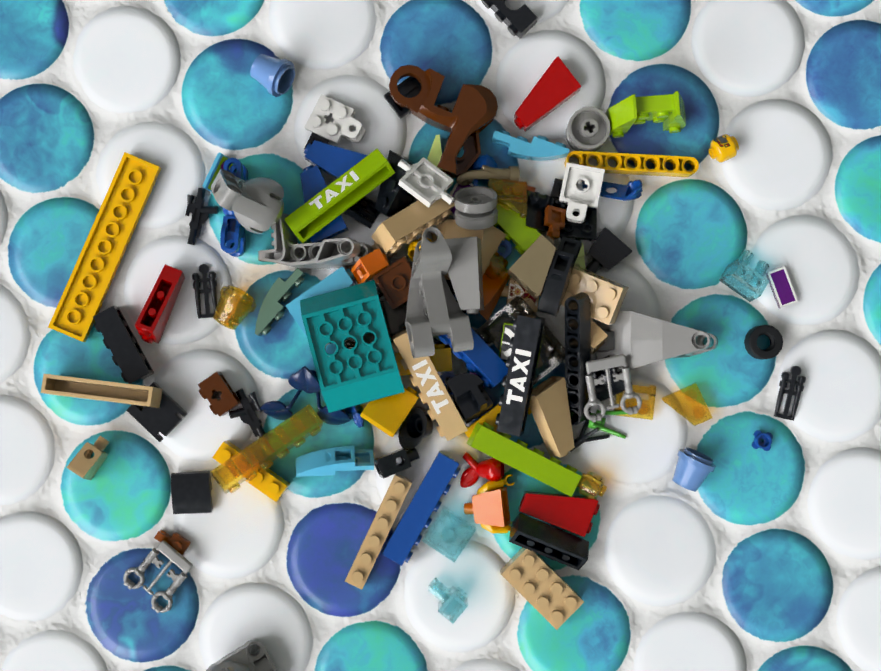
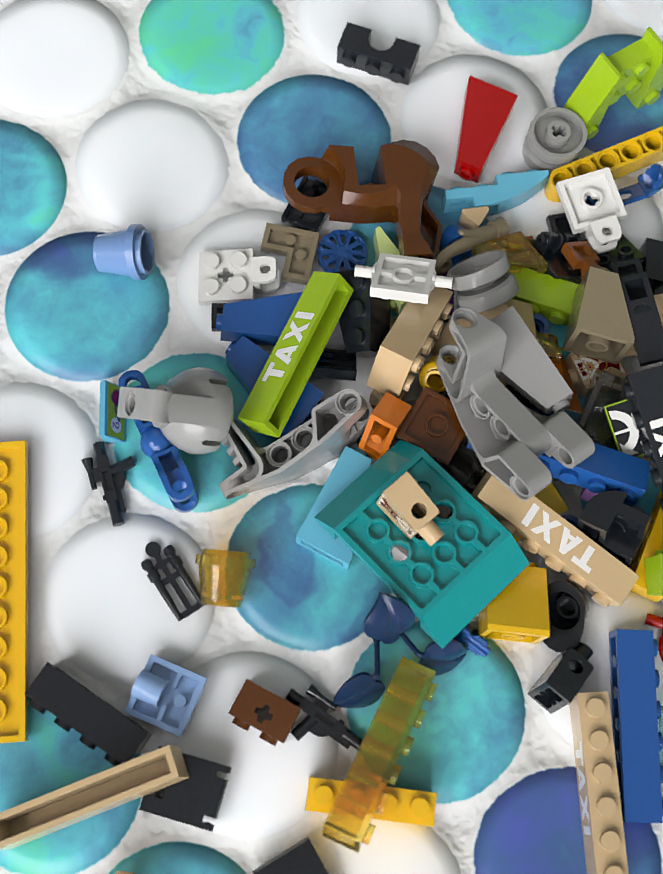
camera: 40 degrees left, 15 degrees down
(159, 305) = (116, 628): red slope -> none
(170, 356) = (165, 695): none -> light blue plate
(271, 307) = (276, 548): sand green slope -> none
(334, 459) = (476, 721): medium azure slope -> none
(345, 320) = (407, 497): none -> tan torso
(384, 122) = (297, 246): none -> dark tan plate
(410, 139) = (342, 253): none -> blue wheel
(505, 158) = (473, 217): none -> tan slope

